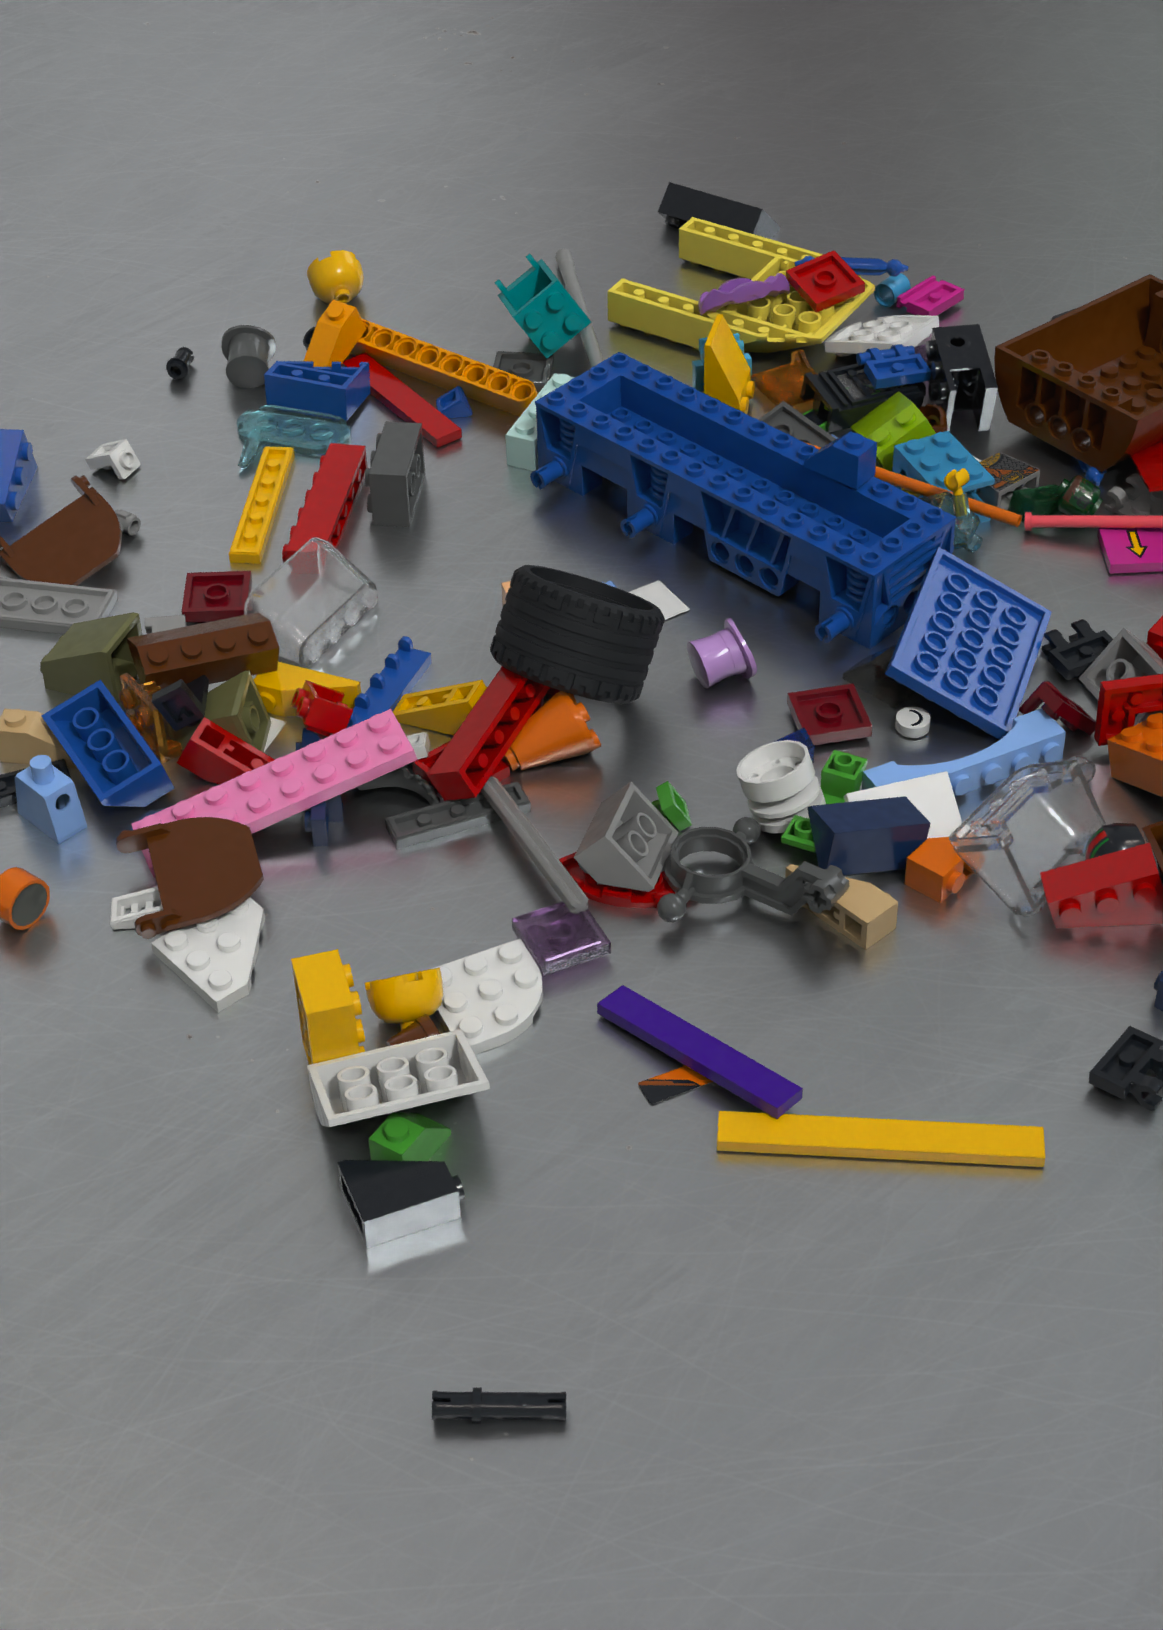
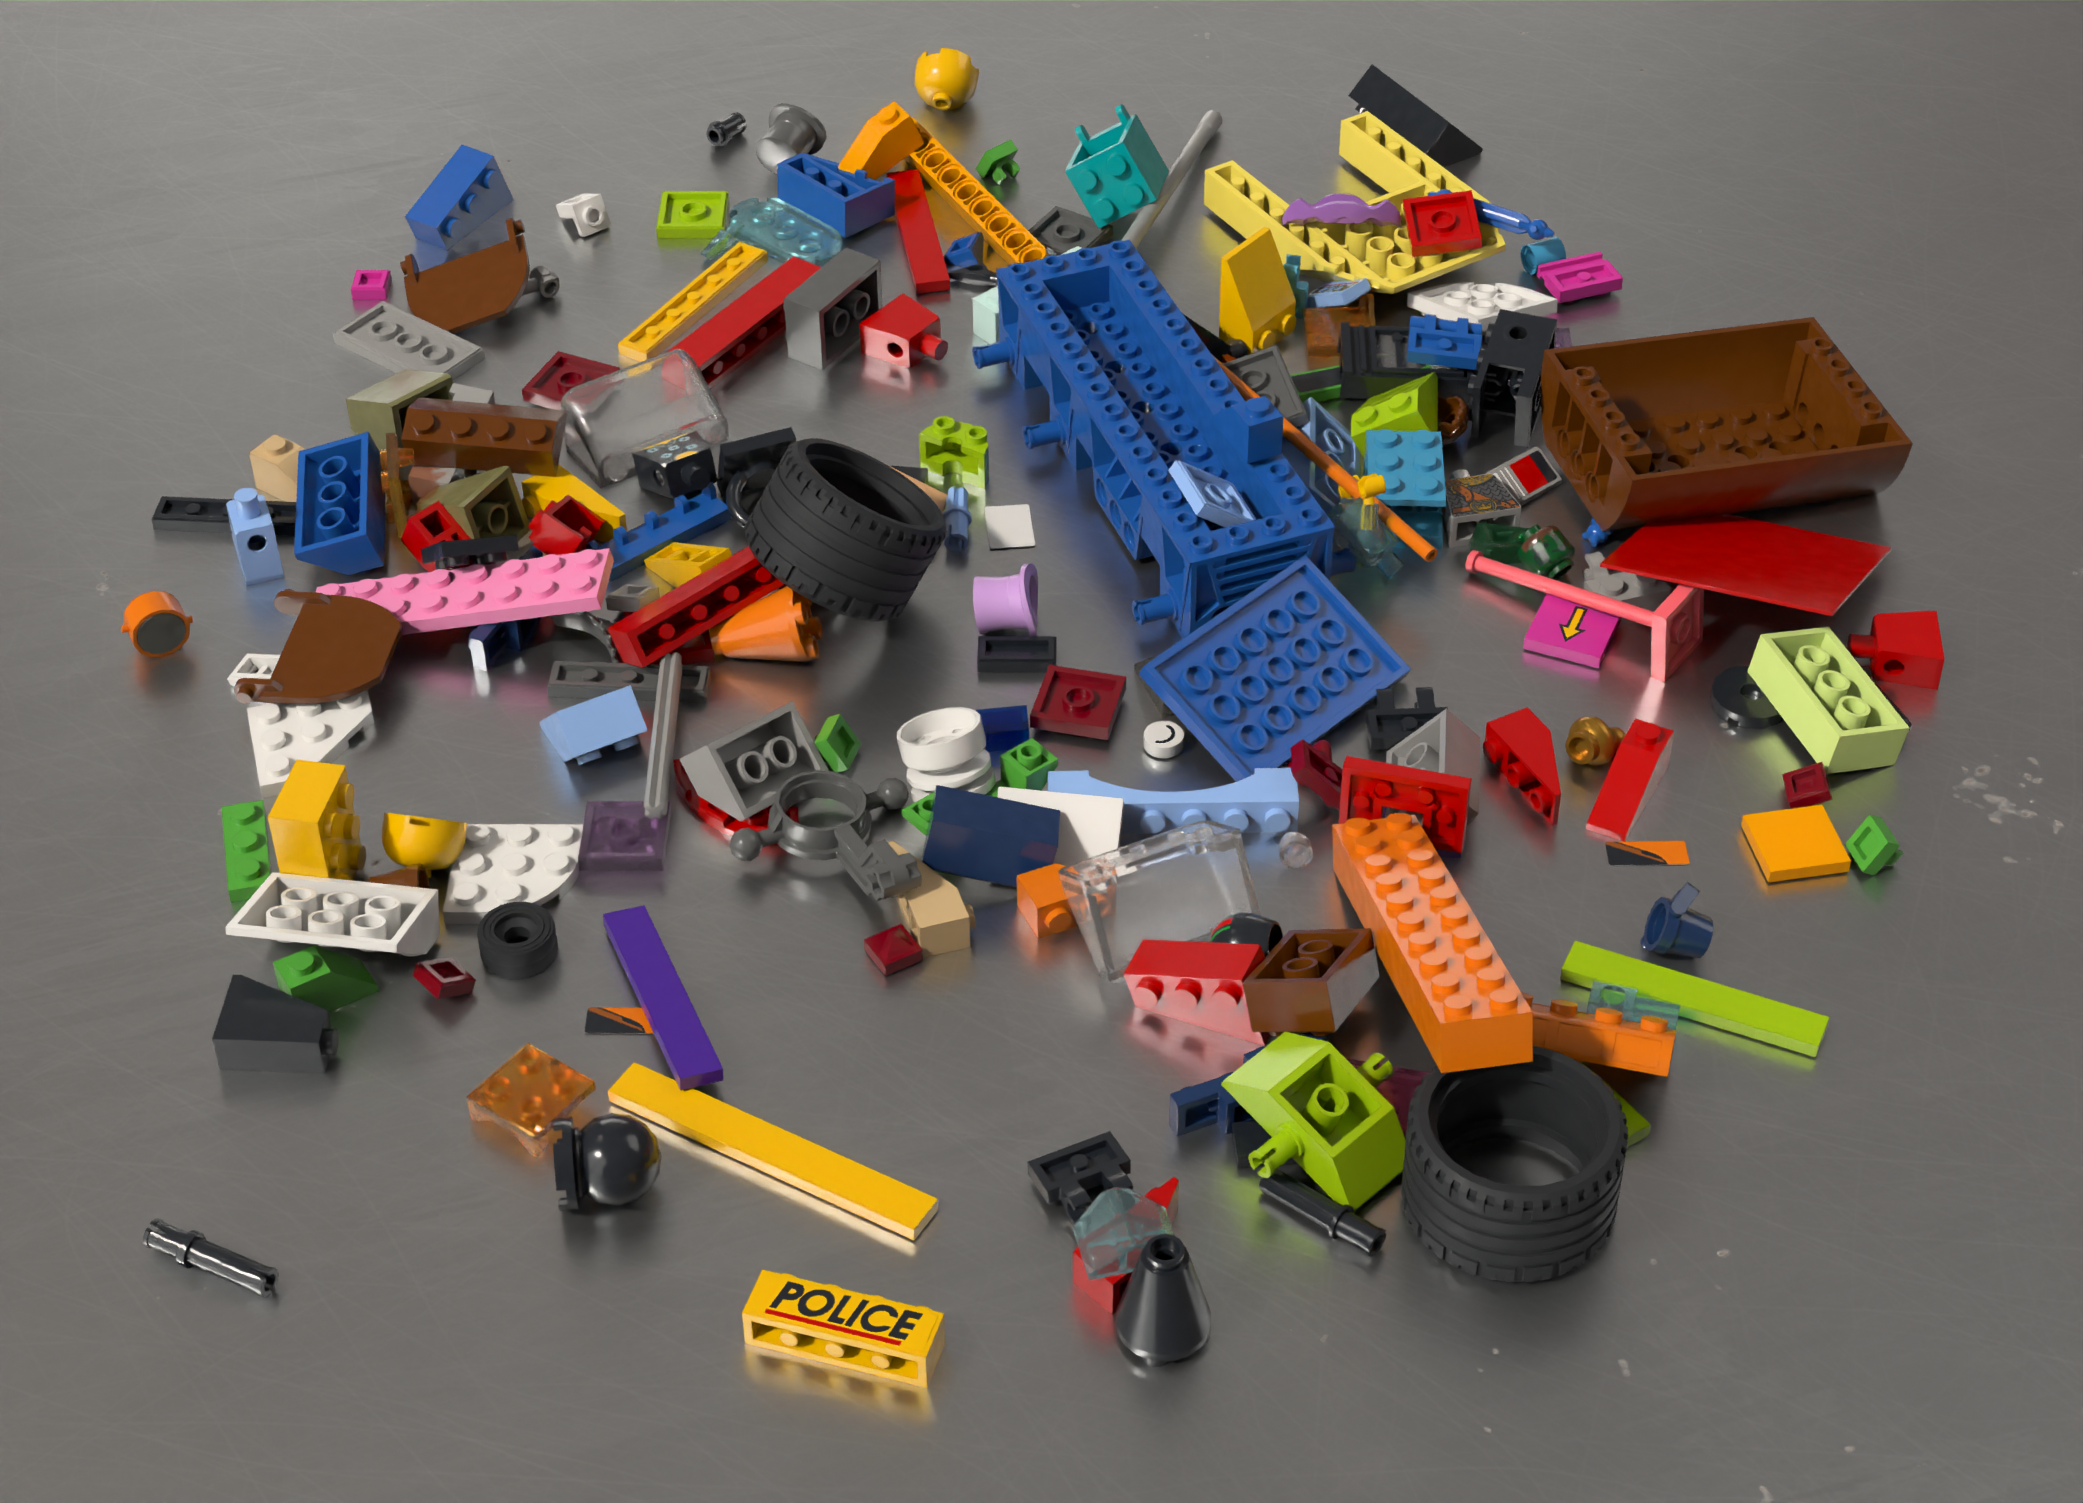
camera: 25 degrees right, 0 degrees up
(182, 702) = (419, 484): black bracket -> none
(204, 437) = (692, 214): none -> lime tile
(245, 1060) = (245, 848): none -> bright green plate
(265, 750) = (459, 552): none -> black plate
(366, 633) = (682, 464): none -> black torso
(427, 330) = (997, 160): none -> bright green tile
(436, 611) = (749, 465): none -> black tile
(461, 479) = (902, 333): none -> red torso
(466, 857) = (594, 725): none -> light blue slope
(480, 419) = (976, 275): none -> black hand
(506, 1101) = (444, 977): none -> dark red tile
(542, 1067) = (523, 958): none -> black tyre
(584, 552) = (955, 448): none -> lime cylinder
(660, 1169) = (528, 1095): none -> clear orange piece
(748, 695) = (1016, 653): none -> black tile
(772, 1197) = (607, 1160): none -> black tile
(774, 355) = (1338, 293): none -> light blue tile
(843, 522) = (1211, 495): none -> light blue tile
(844, 950) = (893, 949): none -> dark red tile
(1015, 445) = (1527, 475): none -> slope
(1060, 1253) = (844, 1328): none -> yellow brick

